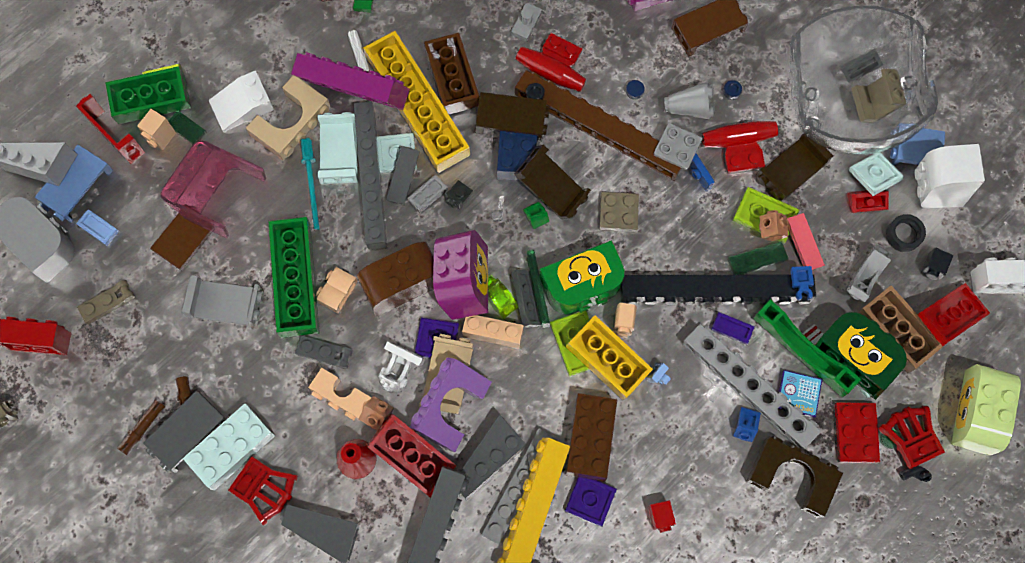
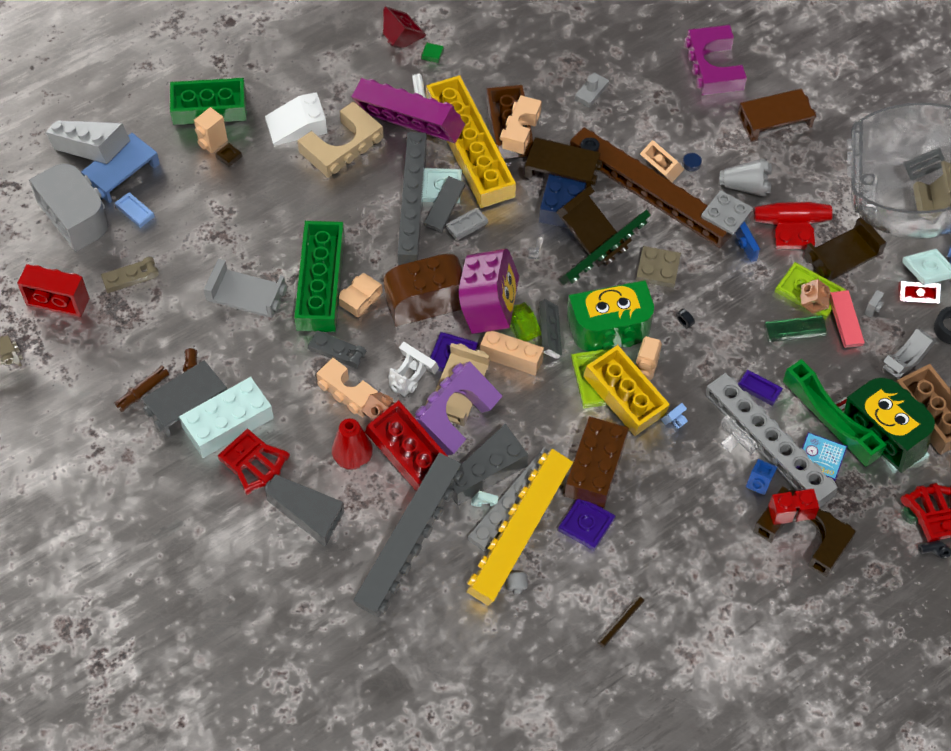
camera: 10 degrees right, 15 degrees down
(126, 147) = (176, 141): red panel -> none
(179, 149) = (228, 154): none -> dark brown tile
(180, 241) = (217, 229): reddish brown tile -> none
(186, 128) = (240, 137): clear green tile -> none
(199, 178) = (245, 176): clear pink windscreen -> none
(308, 159) = (353, 179): teal piece -> none
(338, 148) = (384, 173): light aqua panel -> none
(458, 195) = (497, 229): pearl dark grey bracket -> none
(467, 66) = (516, 136): none -> light nougat arch
(491, 493) = (484, 498): none -> light aqua tile
(536, 215) = (572, 257): green slope -> none
(538, 290) = (564, 322): clear green tile -> none
(554, 62) = (614, 126): red plate -> none
(562, 207) = (600, 253): none -> dark green plate
(607, 96) = (662, 161): none -> light nougat brick
(653, 266) = (685, 318): none -> black tile
(662, 516) = (659, 546): red brick -> none
(711, 289) = (751, 347): black brick -> none
(732, 89) = (791, 175): dark blue tile -> none
(779, 462) = (784, 506): none -> red piece
(803, 279) = (837, 345): blue plate -> none
(830, 222) = (875, 304): none -> light grey plate
(857, 433) = (878, 502): red plate -> none

